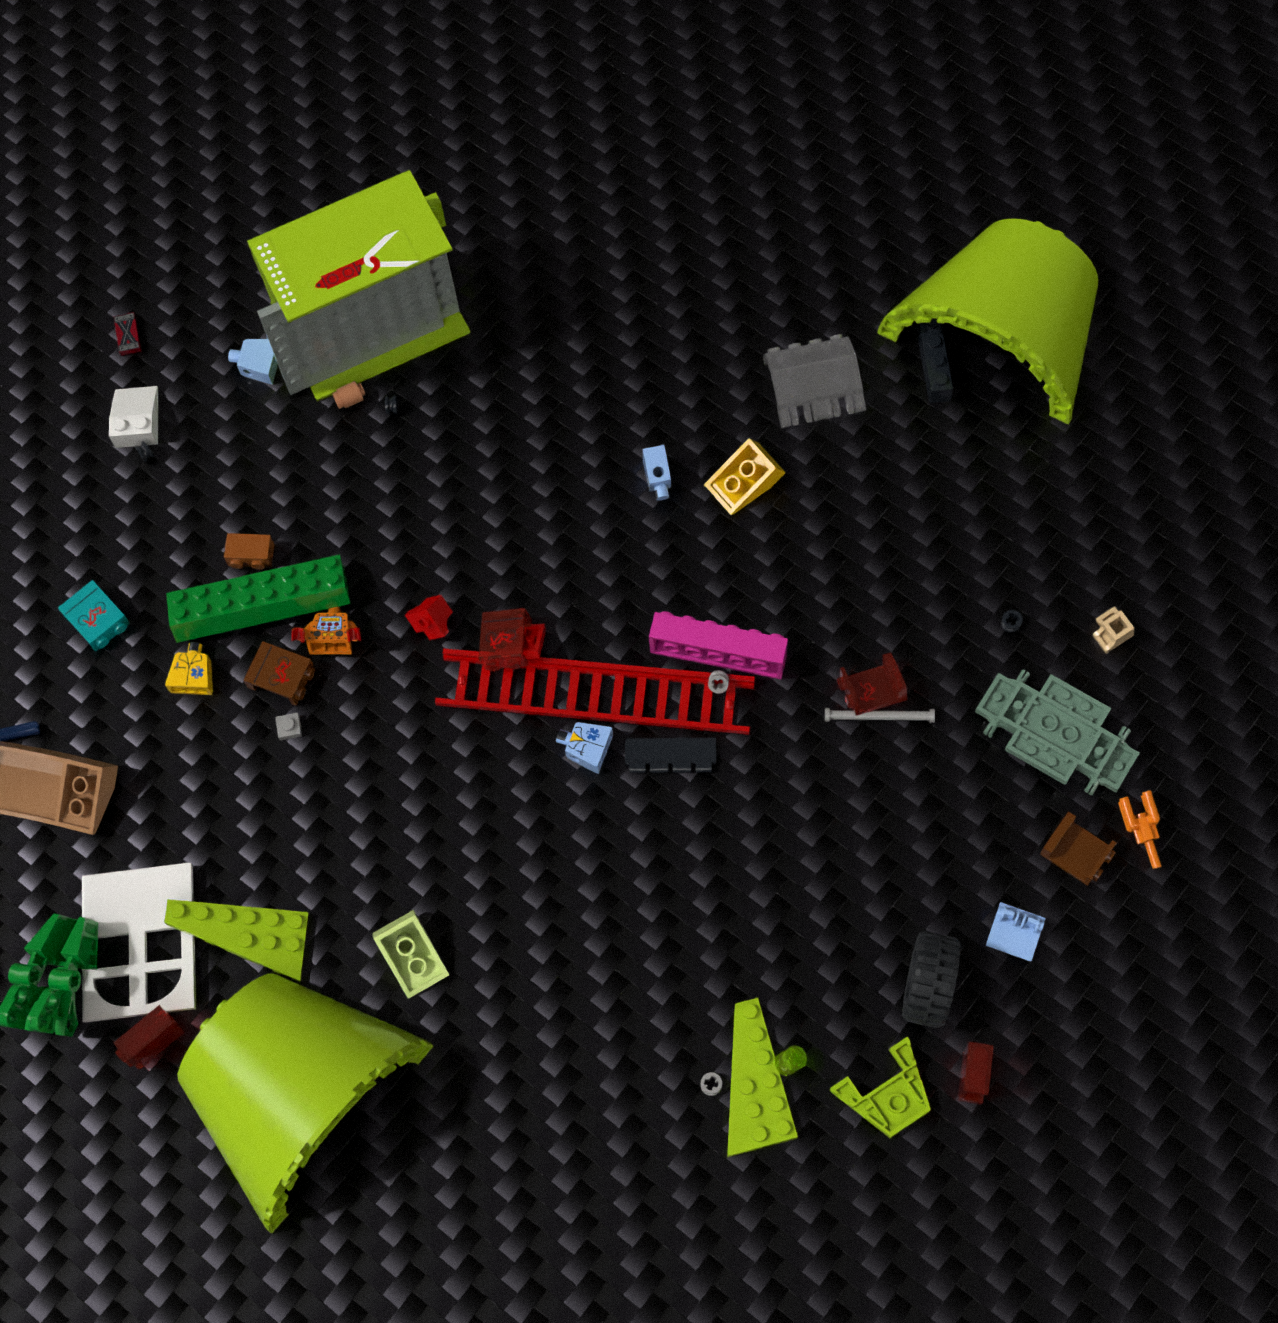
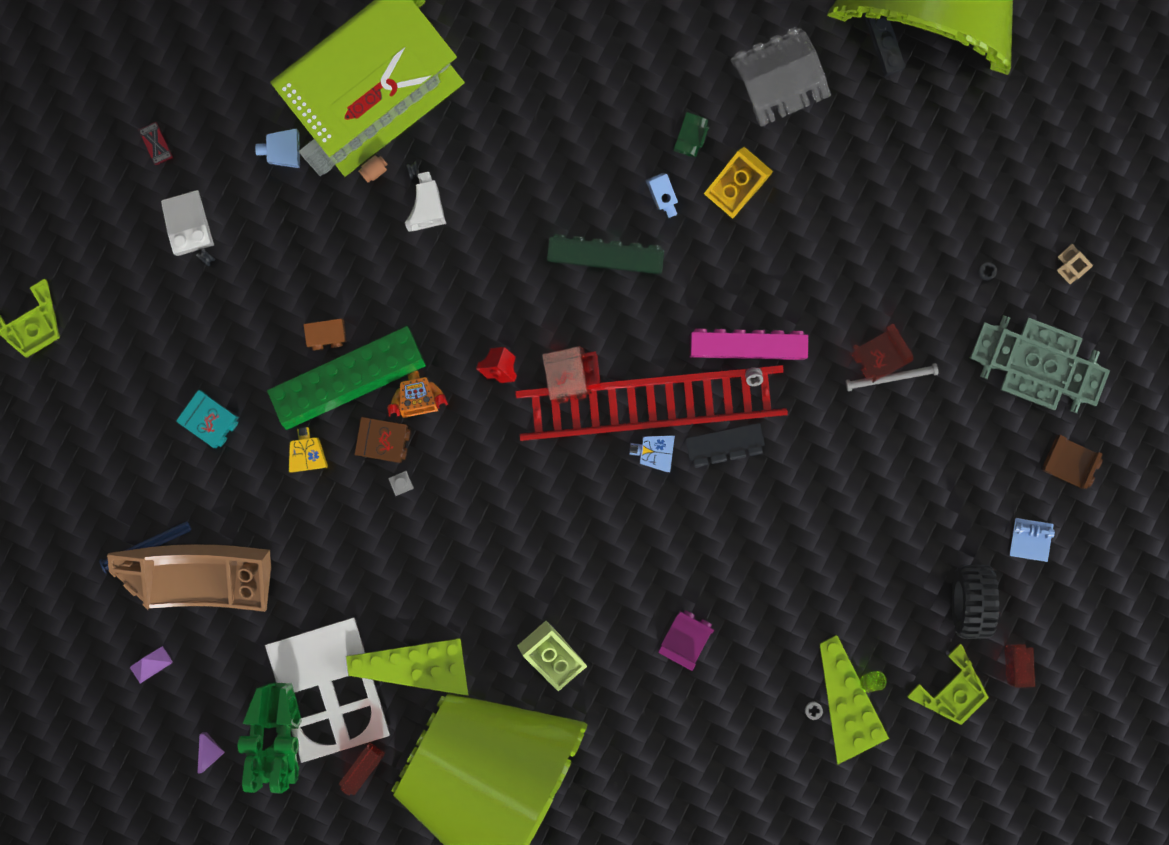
camera: 20 degrees left, 20 degrees up
(394, 441) = (427, 207): none -> white hips
(575, 967) = (685, 639): none -> magenta panel
(579, 525) = (605, 255): none -> clear green brick
(701, 420) = (691, 135): none -> dark green piece
(1143, 824) = (1121, 431): orange plant -> none

